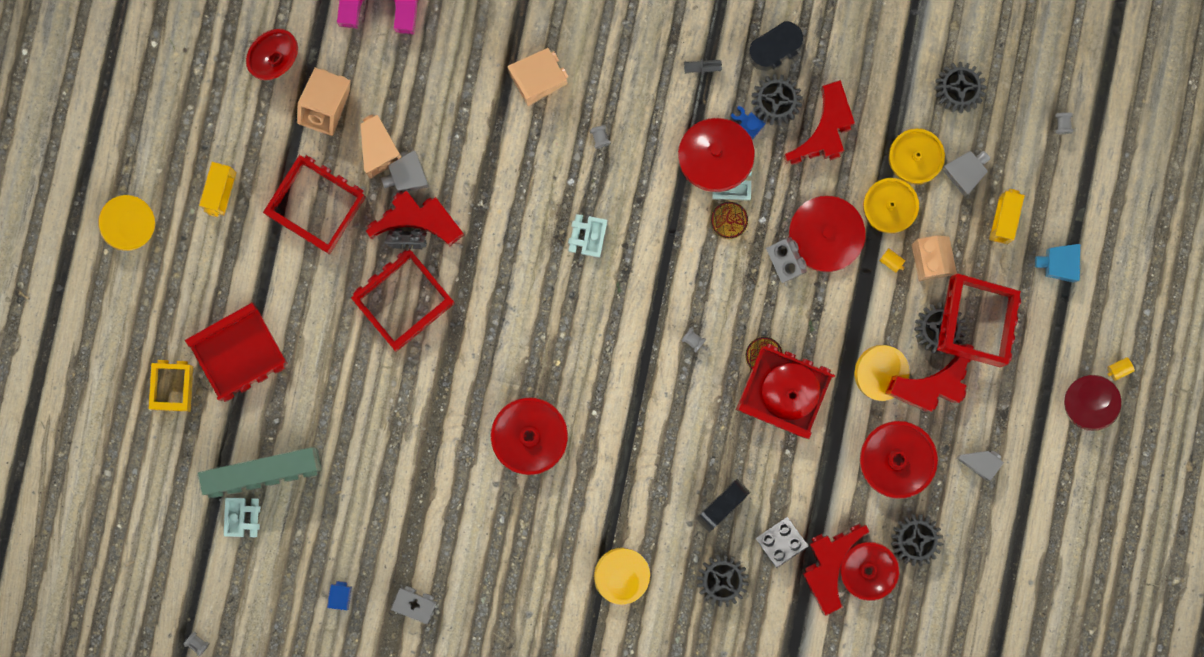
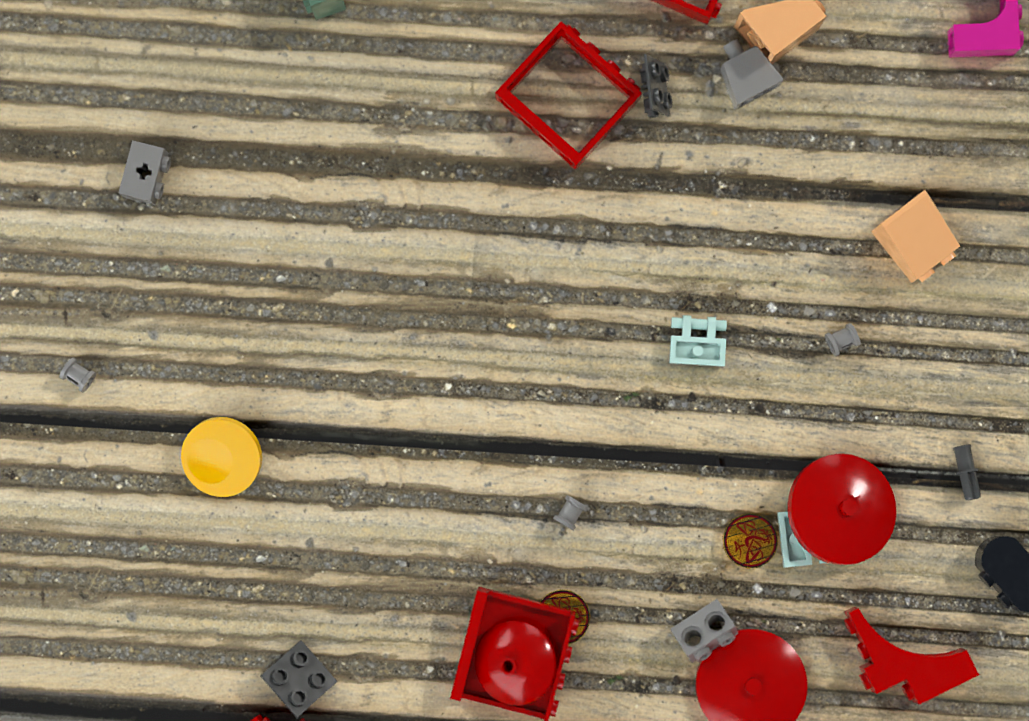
camera: 80 degrees right, 0 degrees up
(339, 596) = (143, 68): blue brick -> none
(408, 214) = (691, 85): red arch -> none
(529, 436) = (400, 298): red dish -> none
(723, 505) = (339, 587): black brick -> none
(735, 592) = (223, 594): dark grey gear -> none
(750, 123) = (895, 551): blue plate -> none
(769, 98) = (935, 596): dark grey gear -> none

